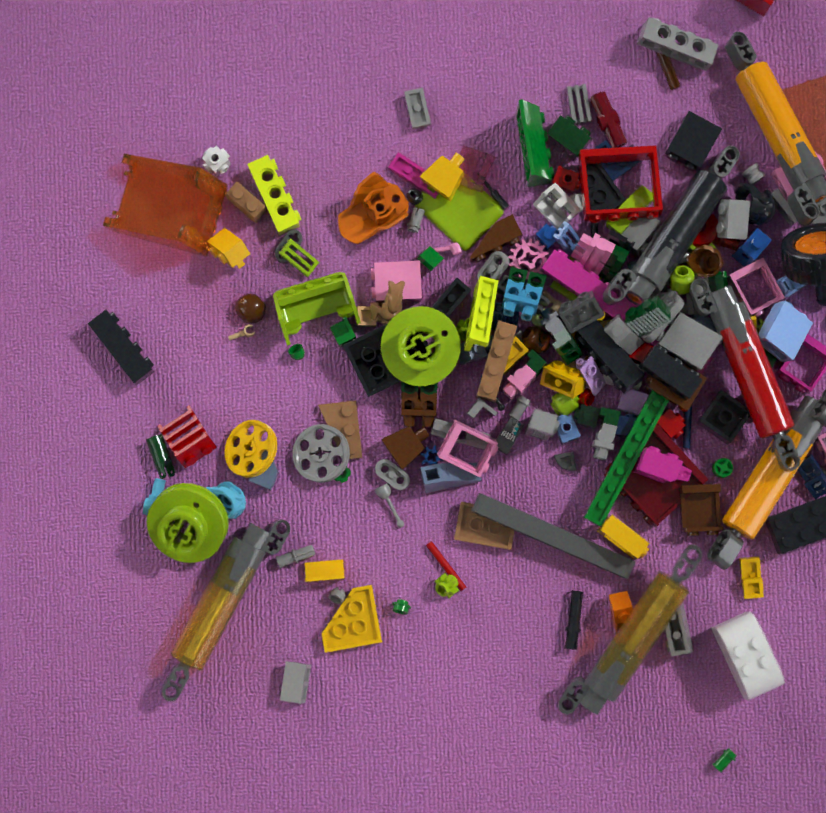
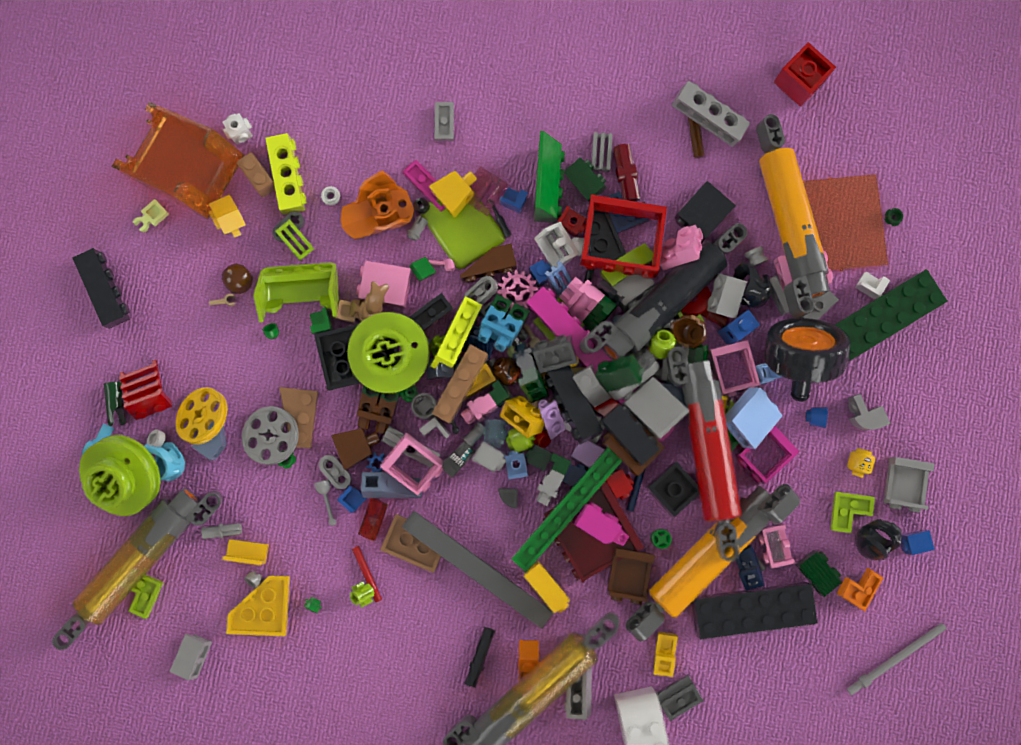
camera: 10 degrees right, 0 degrees up
(153, 263) = (153, 213): none -> yellowish green plate
(210, 480) = (156, 438): none -> white tile
(236, 636) = (146, 595): none -> lime tile
(322, 200) = (330, 190): none -> white plate
(415, 496) = (351, 499): none -> blue panel
(440, 511) = (373, 519): none -> clear red plate
(446, 386) = (409, 397): none -> green plate
(465, 391) = (423, 406): none -> flat silver wheel
(503, 170) = (513, 199): none -> blue panel
(538, 399) = (495, 432): none -> clear light blue brick
(680, 182) = (683, 248): none -> bright pink plate
(774, 615) = (679, 697): none -> dark grey plate

